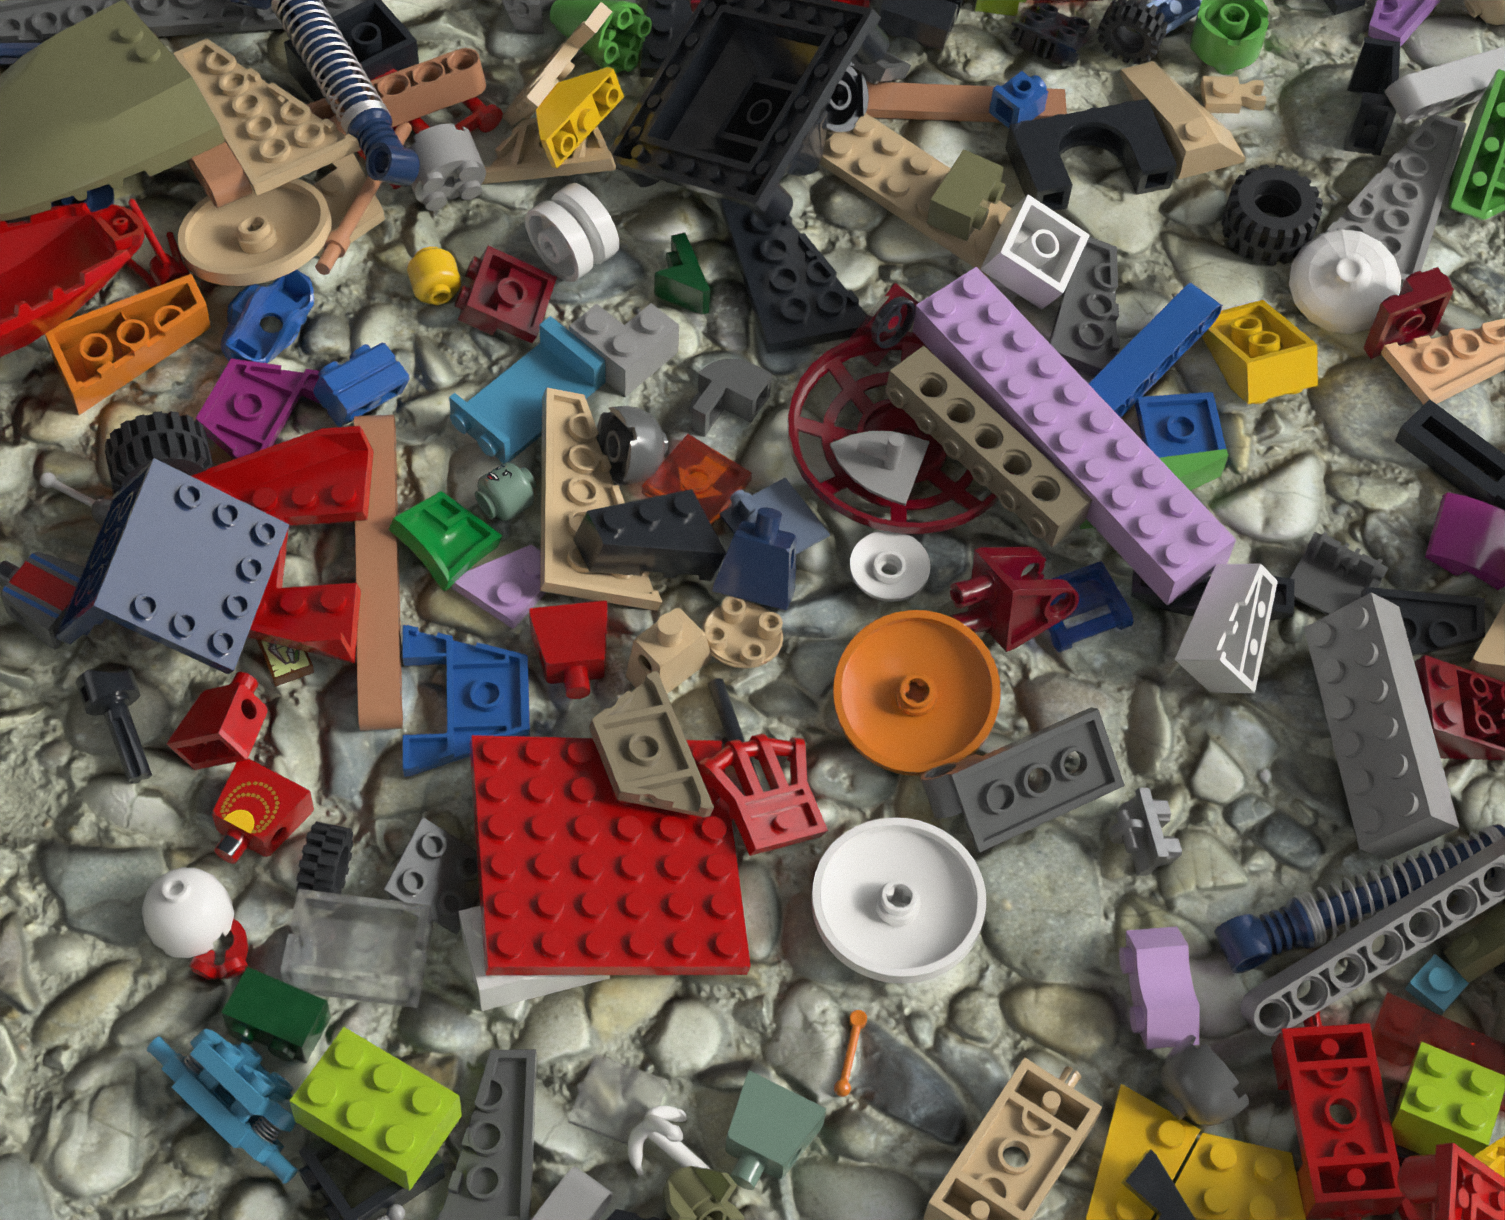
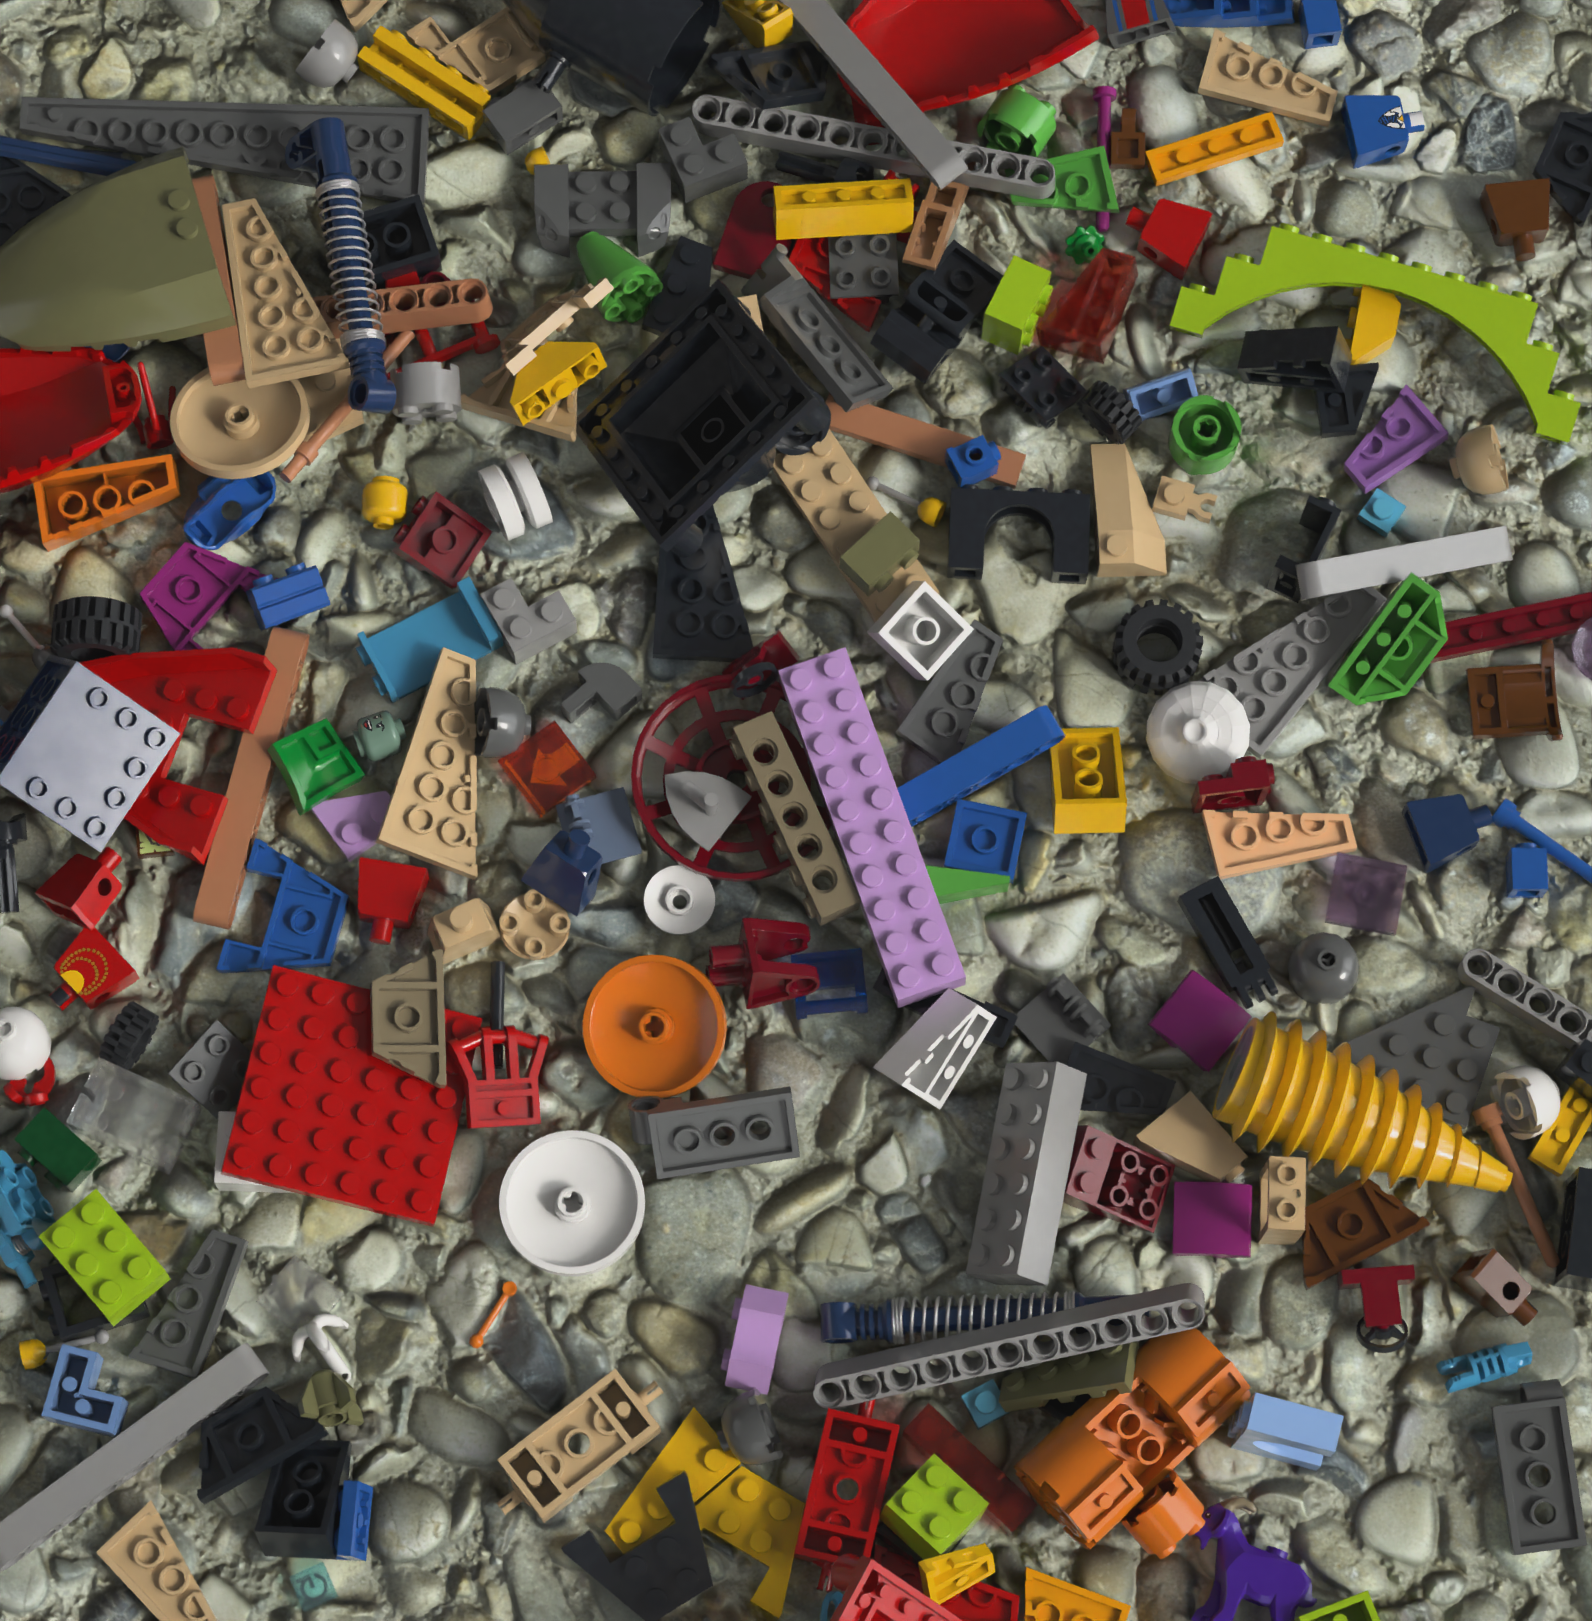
camera: 20 degrees right, 15 degrees up
(651, 536) = (483, 819): black wedge -> none
(683, 280) = (602, 569): dark green slope -> none
(769, 1130) = (404, 1360): sand green torso -> none
(993, 151) = (928, 510): none -> hinge
(1141, 832) = (793, 1201): flat silver hips -> none
(1419, 57) = (1381, 512): none -> medium azure plate

